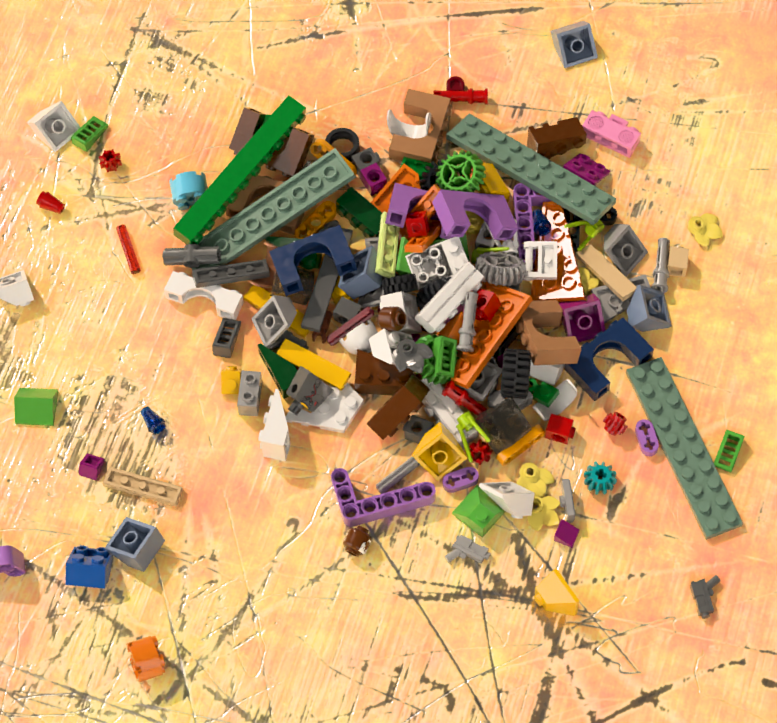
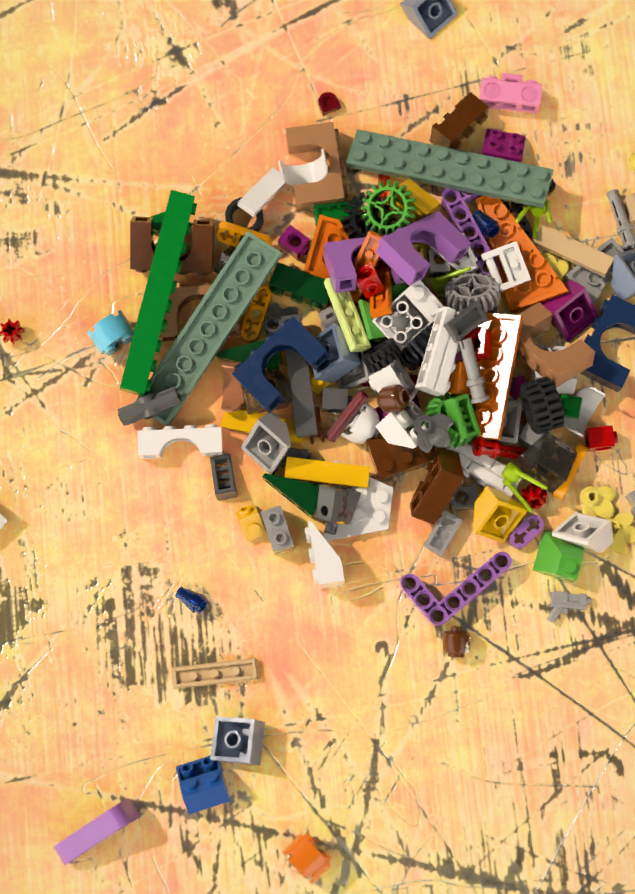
camera: 25 degrees left, 15 degrees up
(35, 406) = (64, 633): bright green slope -> none
(91, 466) = (152, 674): magenta slope -> none
(128, 249) = (77, 422): clear red axle -> none
(230, 273) = (198, 408): dark grey tile -> none
(364, 156) = (277, 217): dark grey brick -> none
(365, 130) = (262, 192): none -> white tile
(388, 452) = (442, 533): none -> light grey piece
(398, 474) = (462, 552): light grey axle -> none
(470, 96) = (349, 109): red pin -> none
(479, 280) = (465, 321): none -> dark grey tile
(624, 248) = (577, 216): light grey slope -> none

